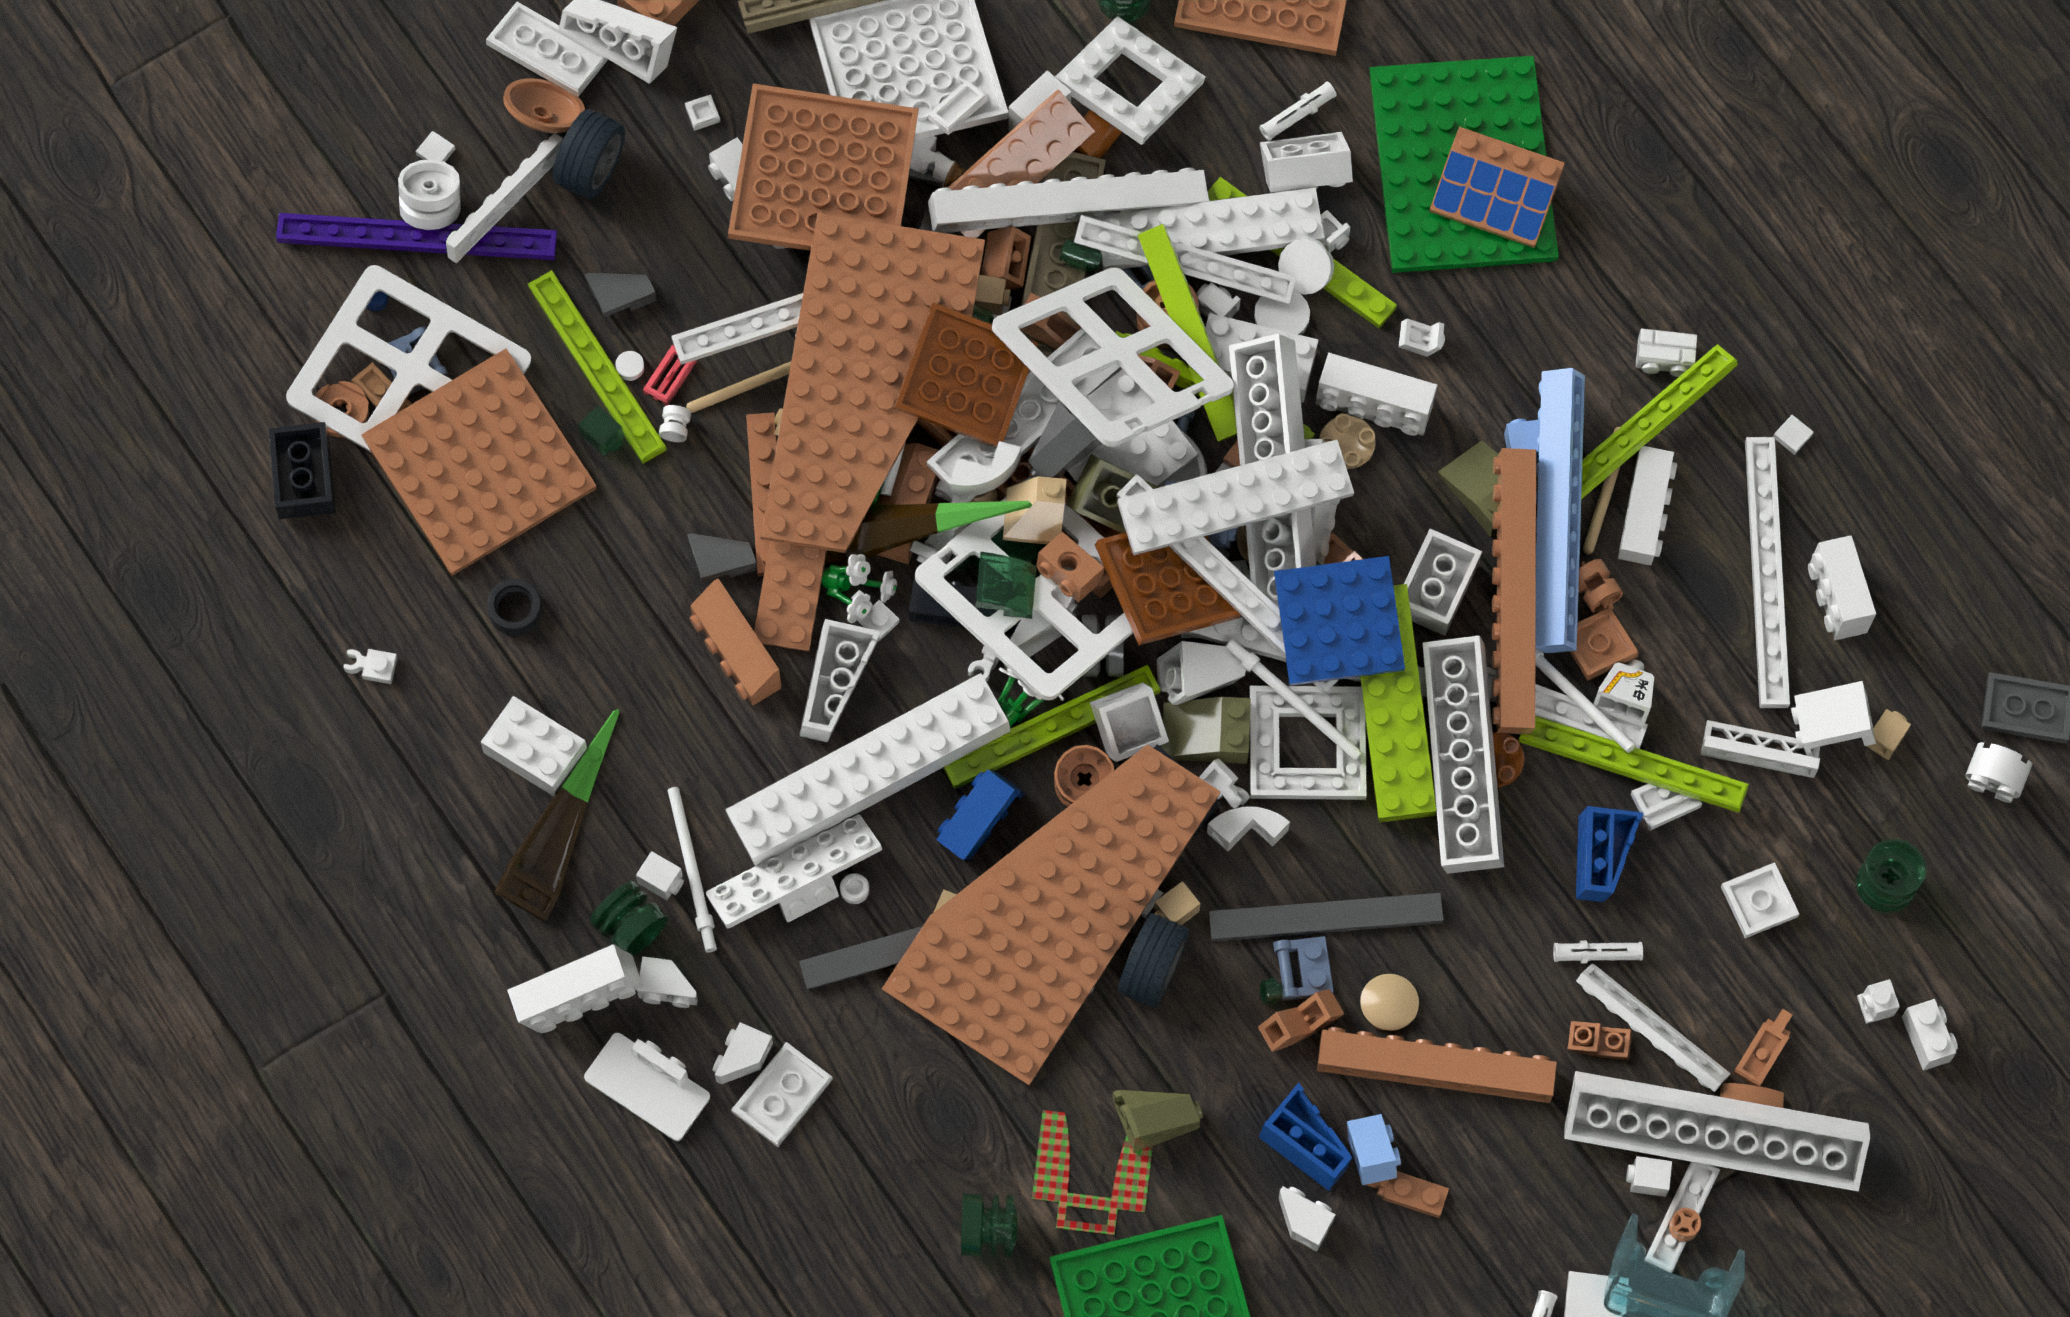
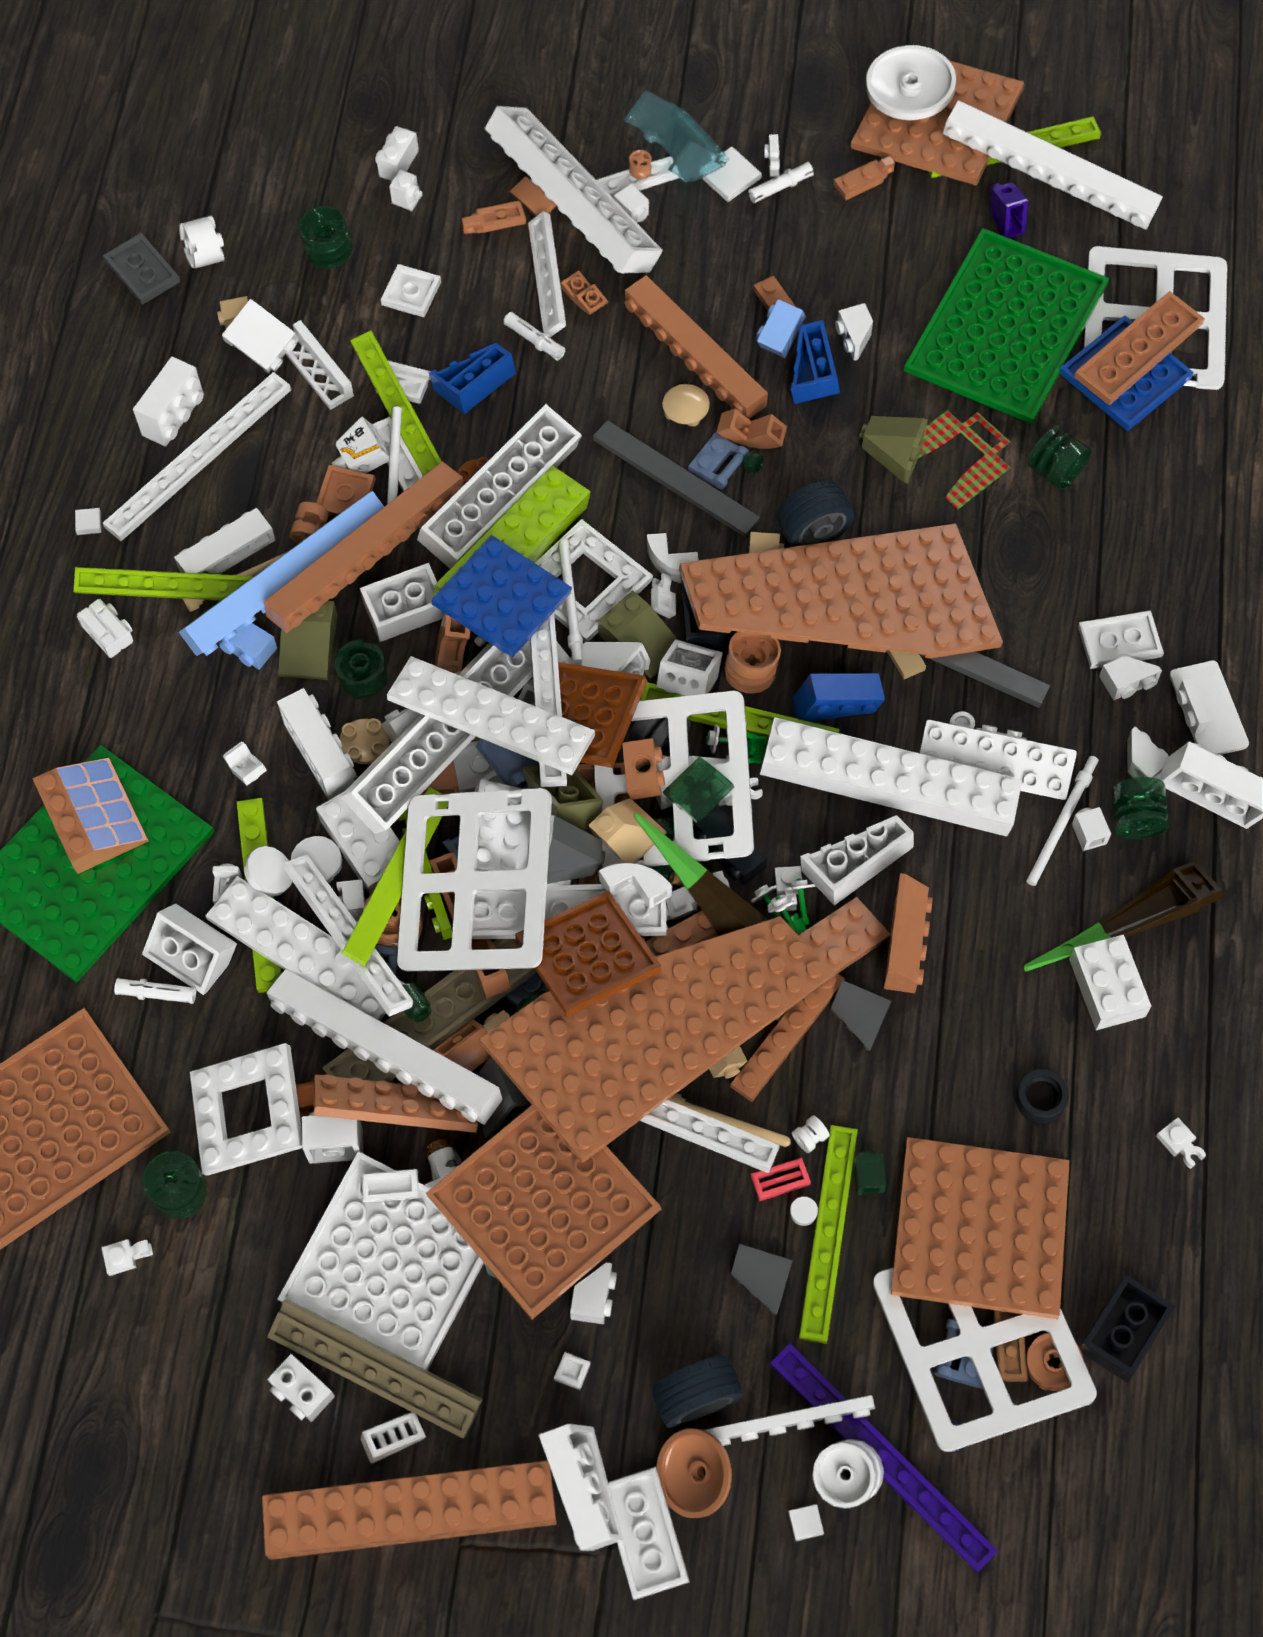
camera: 135 degrees left, 5 degrees down
(1409, 508) = (361, 669): none -> clear green brick

